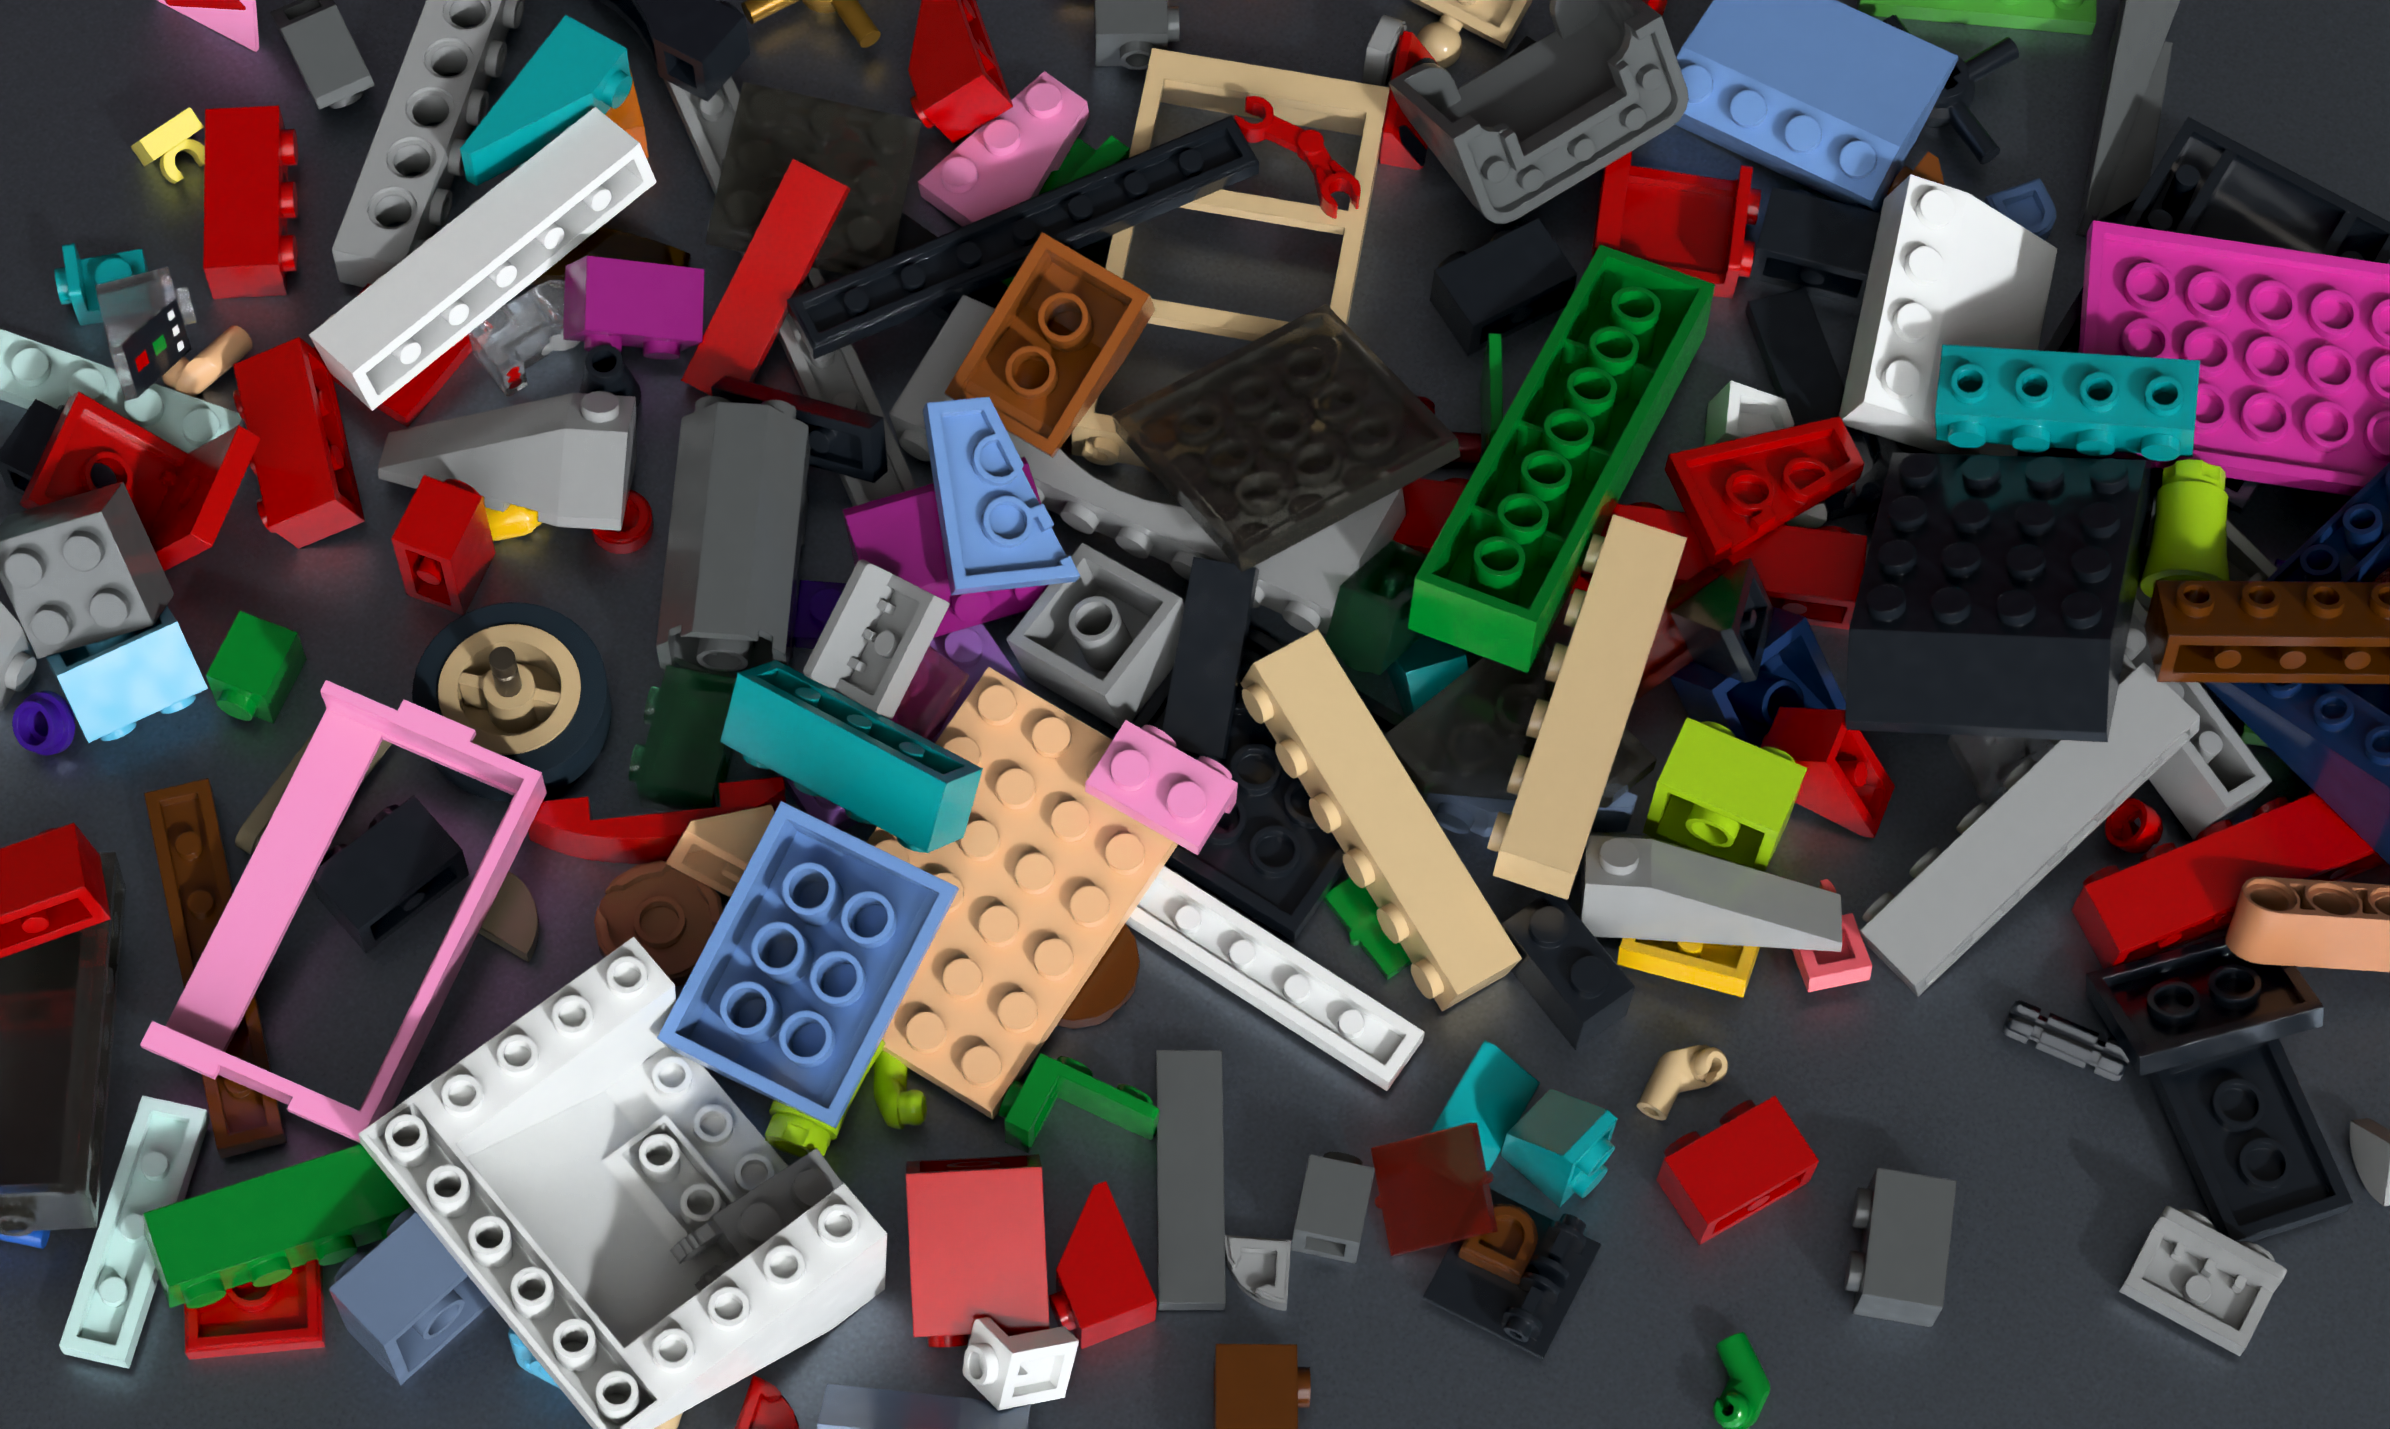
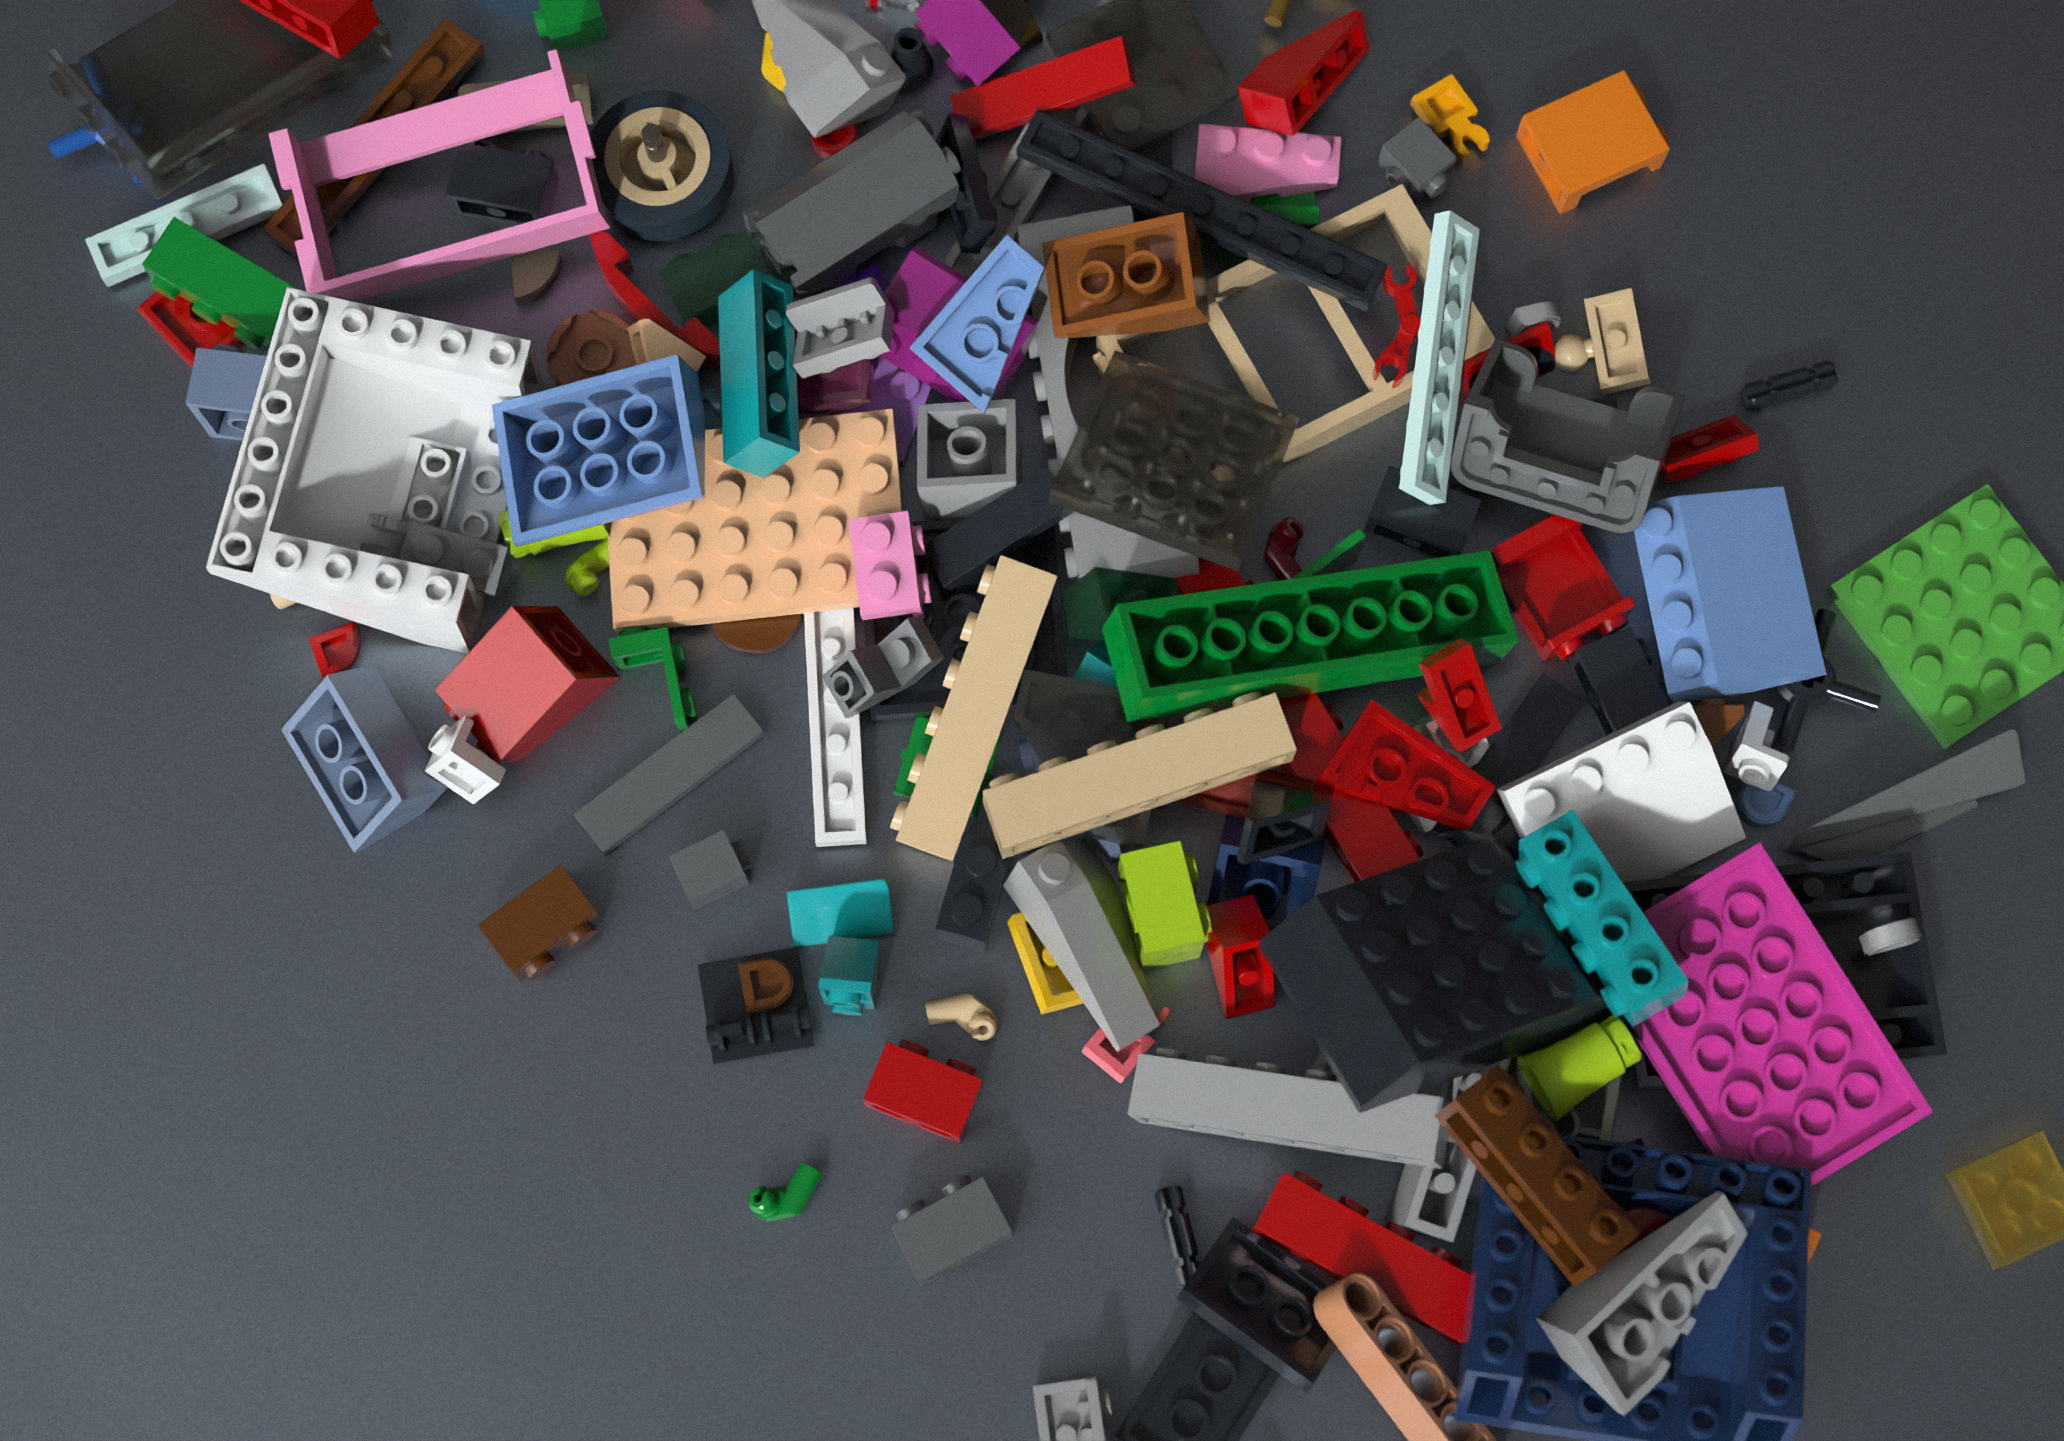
camera: 55 degrees right, 10 degrees up
(444, 544) = (725, 48): red brick -> none
(1101, 1276) = (564, 766): red slope -> none
(1259, 876) = (882, 670): none -> dark grey slope
(1260, 1268) = (645, 857): light grey tile -> none
(1355, 129) = (1439, 358): none -> light aqua plate
(1434, 1189) = (763, 920): clear red piece -> none
(1727, 377) = (1458, 696): none -> red slope
(1993, 181) = (1751, 753): none -> white bracket
(2126, 835) = (1362, 1177): red hinge -> none
(2263, 188) = (1890, 936): none -> light grey tile

